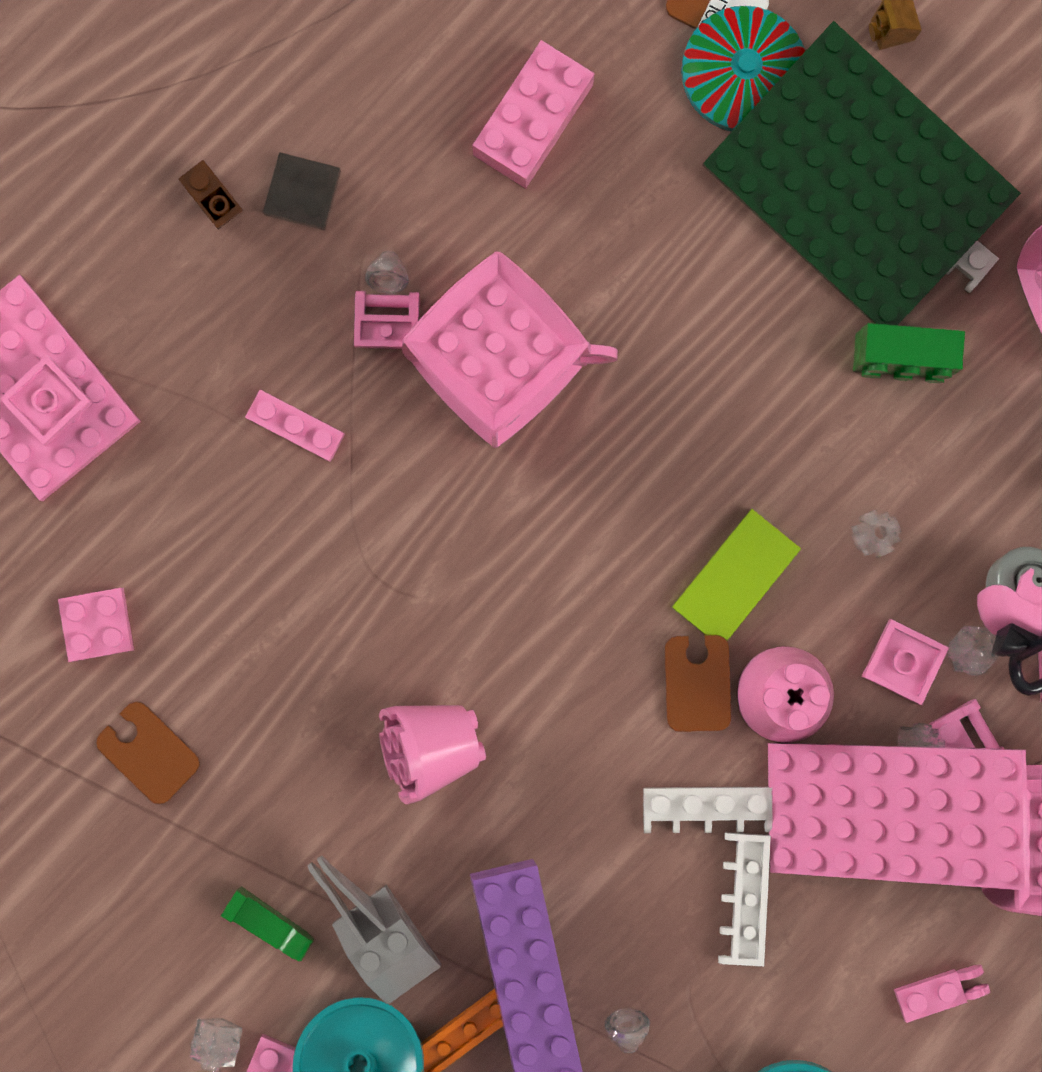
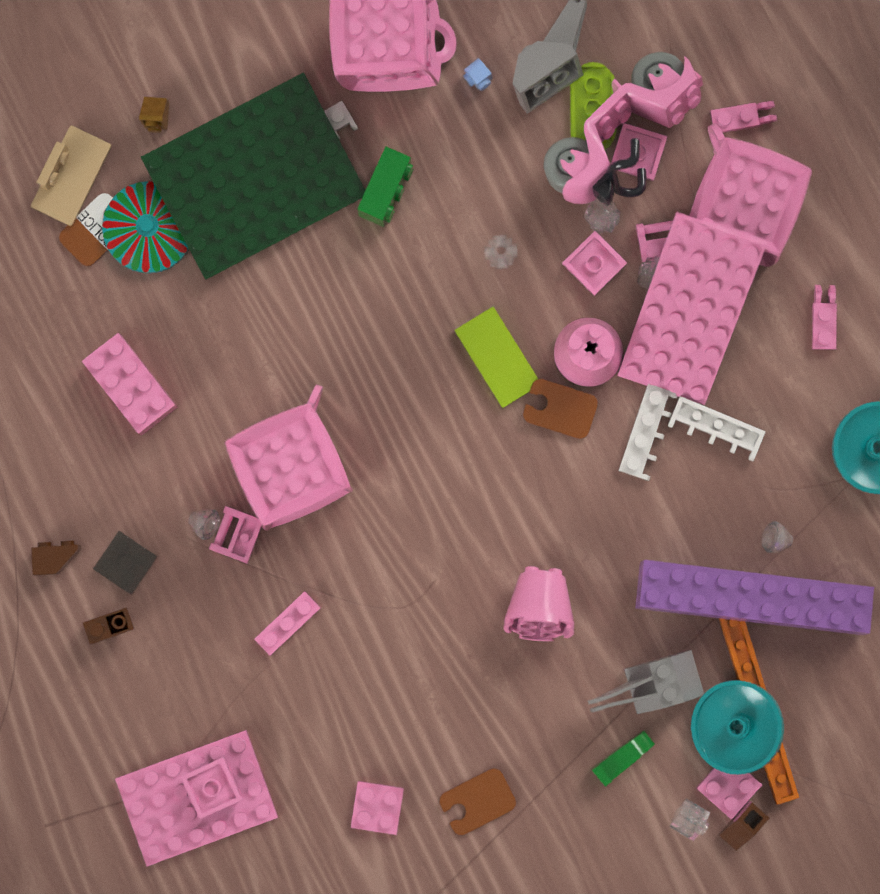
camera: 65 degrees left, 0 degrees up
(273, 97) = (52, 559): none -> reddish brown slope

